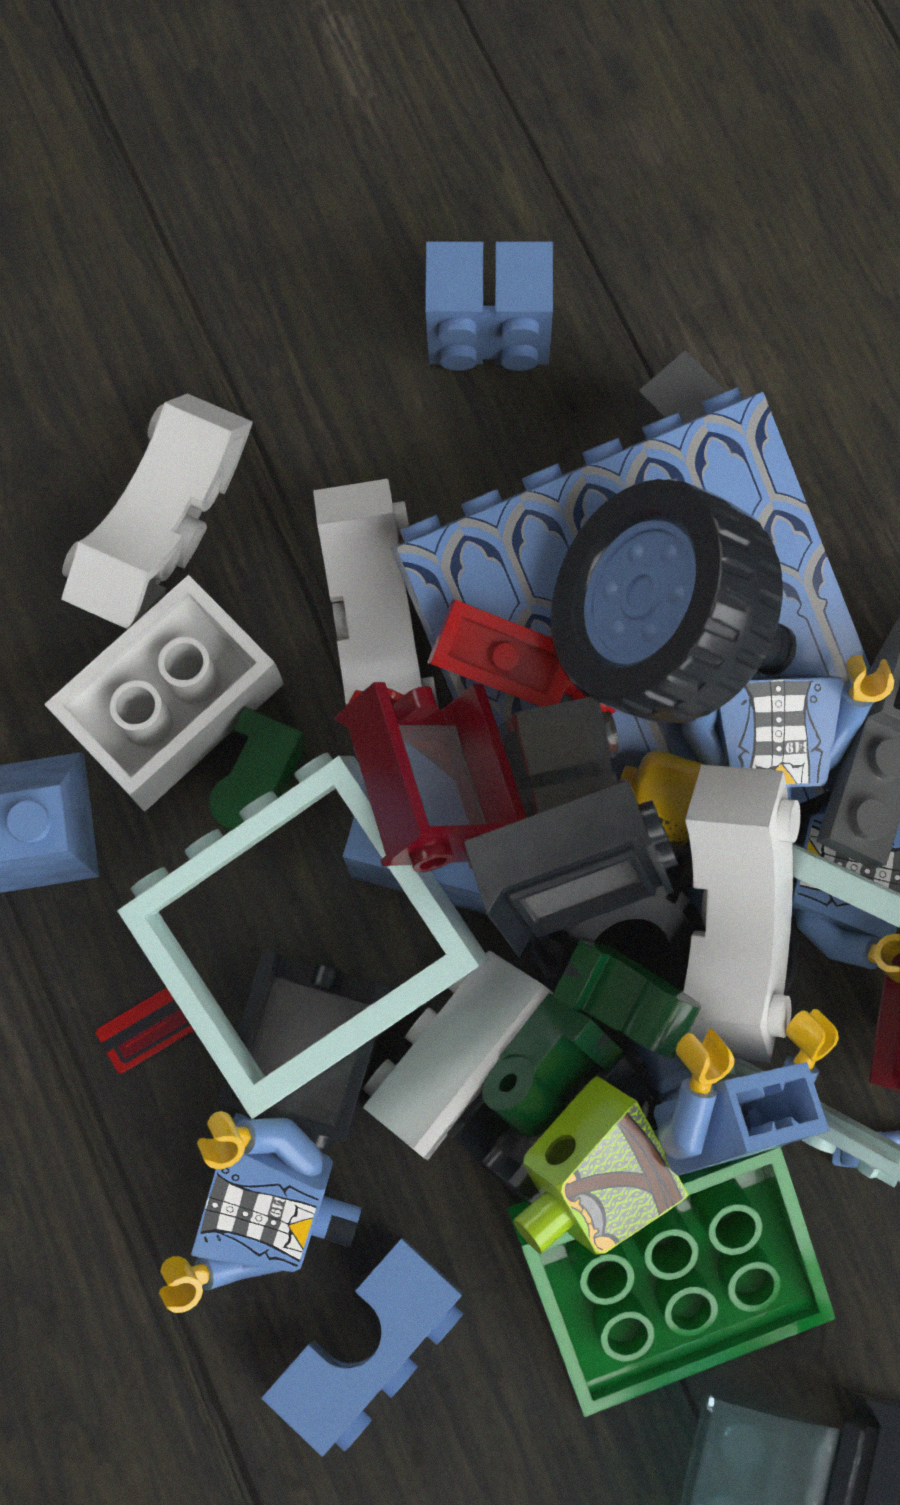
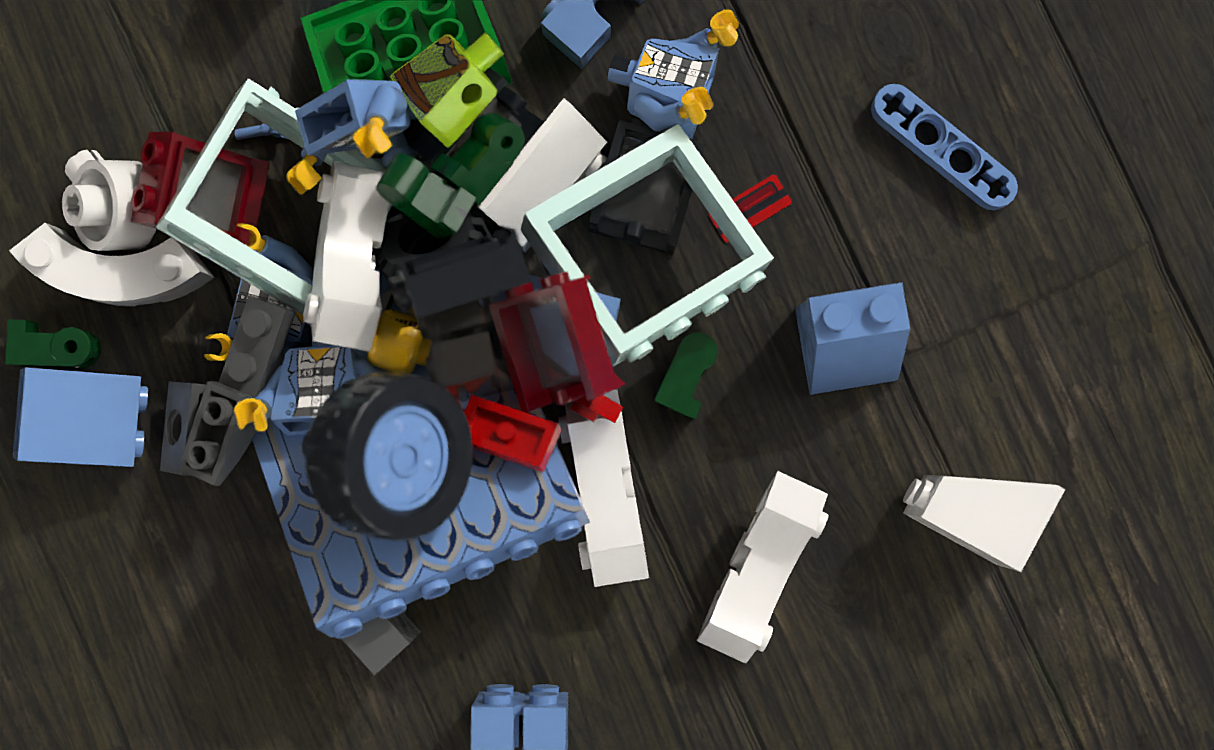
camera: 175 degrees right, 10 degrees up
(166, 692) = (752, 429): white slope -> none

